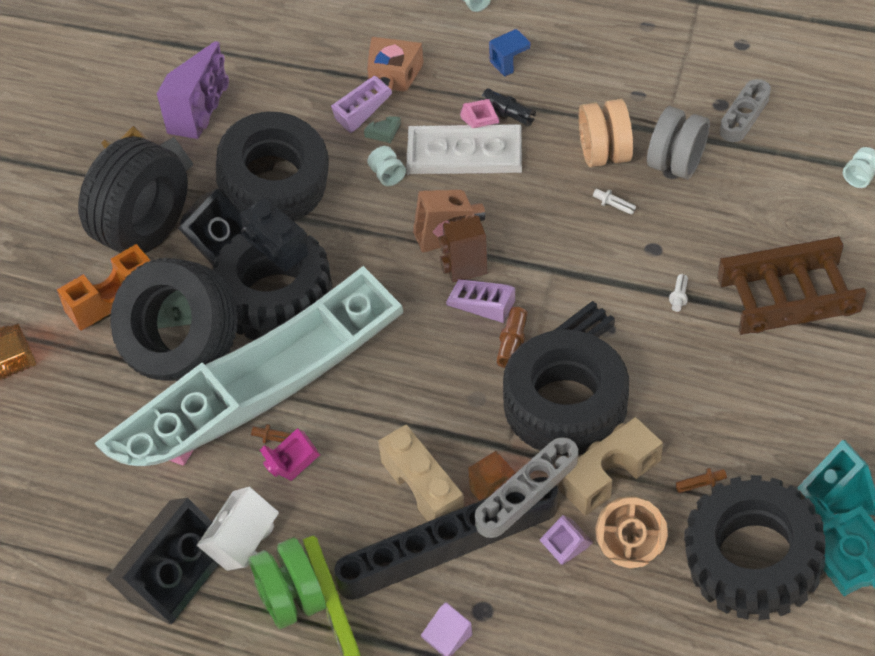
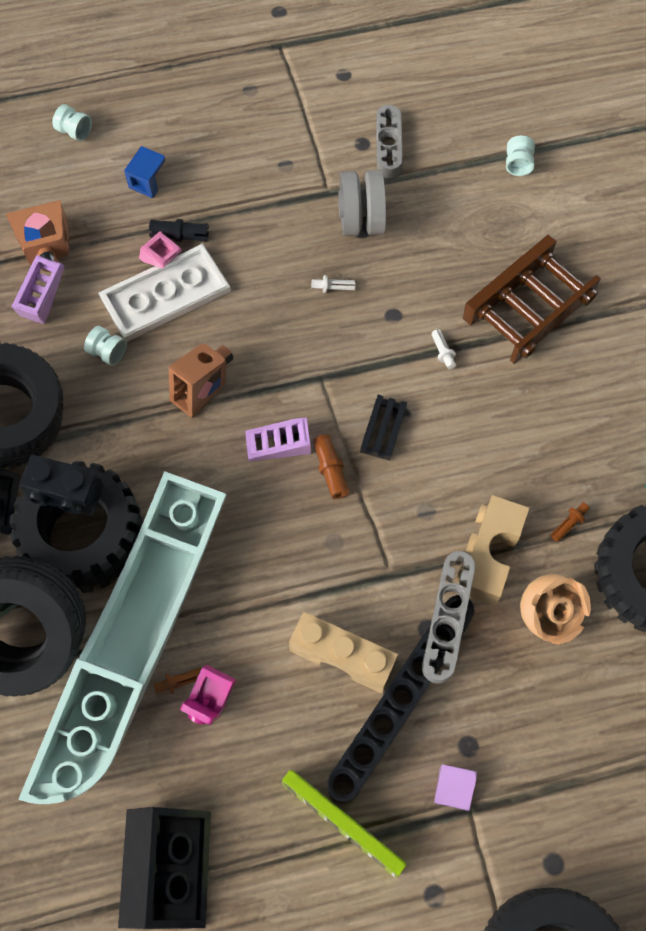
camera: 35 degrees left, 15 degrees up
(238, 529) = (212, 801): white brick -> none
(291, 581) = (294, 838): bright green wheel -> none
(383, 130) = (74, 306): sand green tile -> none
(463, 248) = (239, 402): reddish brown brick -> none
(489, 475) = (406, 621): clear orange brick -> none
(565, 540) = (496, 639): lavender slope -> none
(567, 357) = (427, 462): black tyre -> none
(605, 133) = (292, 221): light nougat wheel -> none

